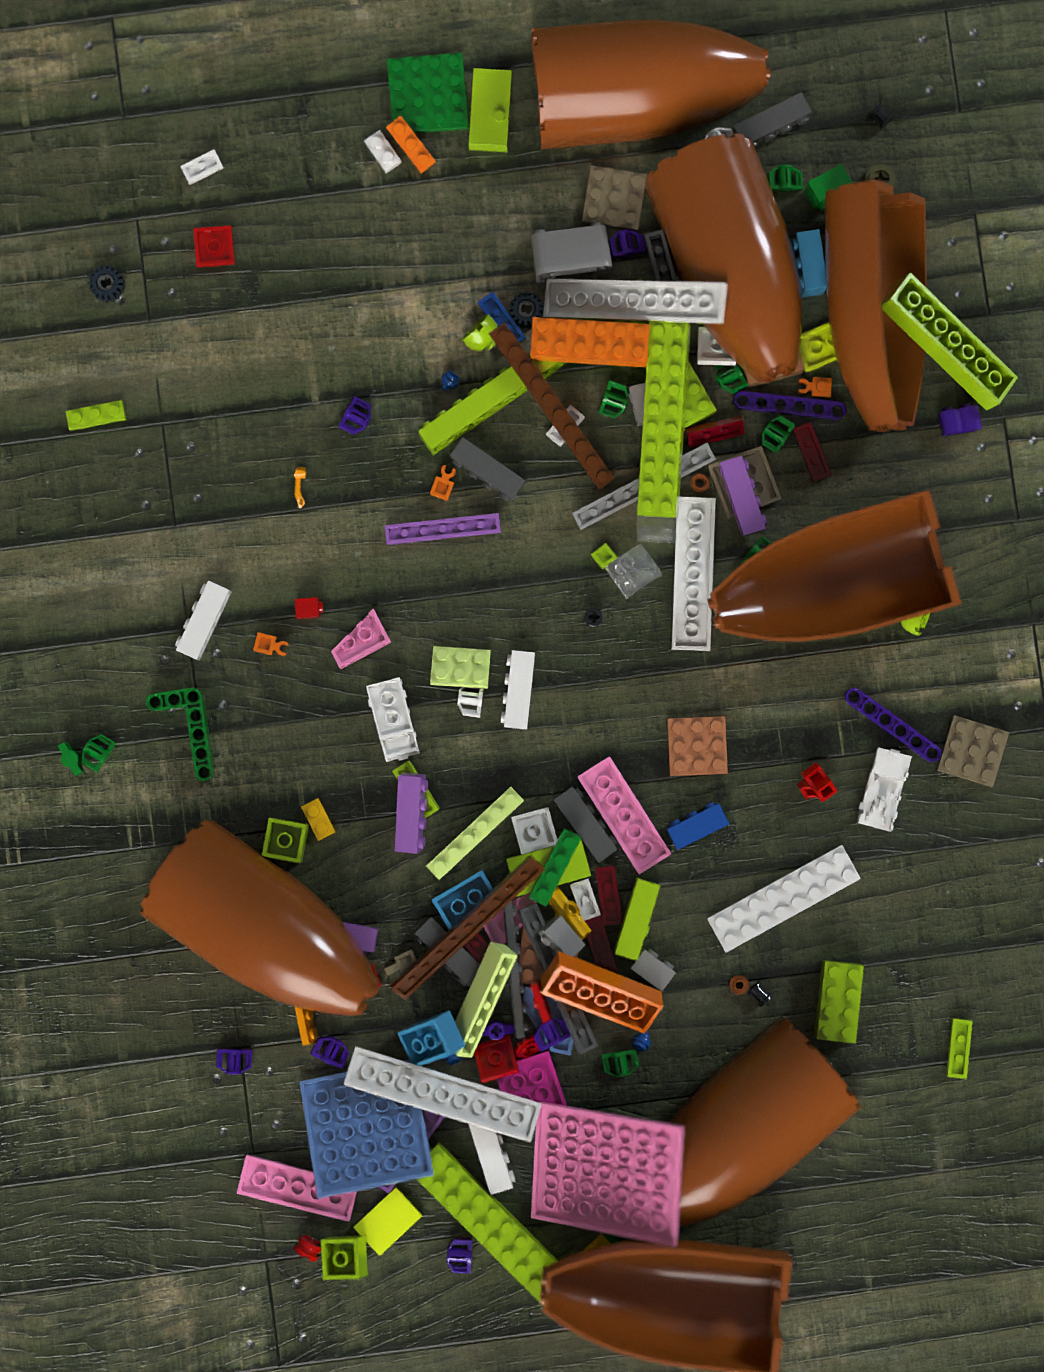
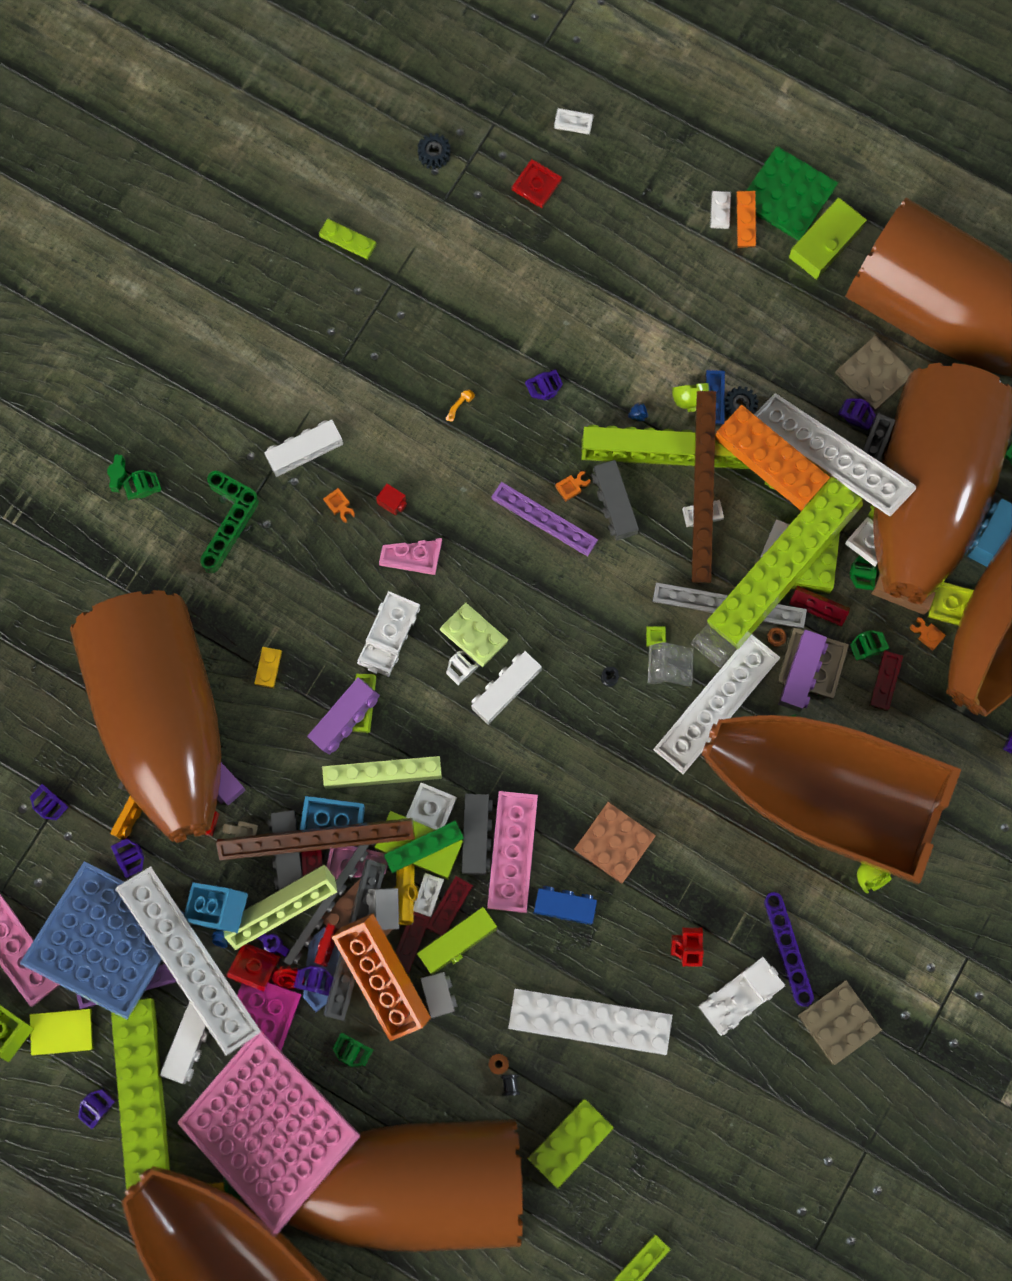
camera: 30 degrees right, 10 degrees down
(285, 840) = (229, 661): lime brick -> none
(571, 251) = (809, 386): light grey windscreen -> none
(608, 394) = (756, 514): green piece -> none
(641, 1041) = (382, 1047): blue plate -> none
(789, 408) = (897, 629): dark purple beam -> none

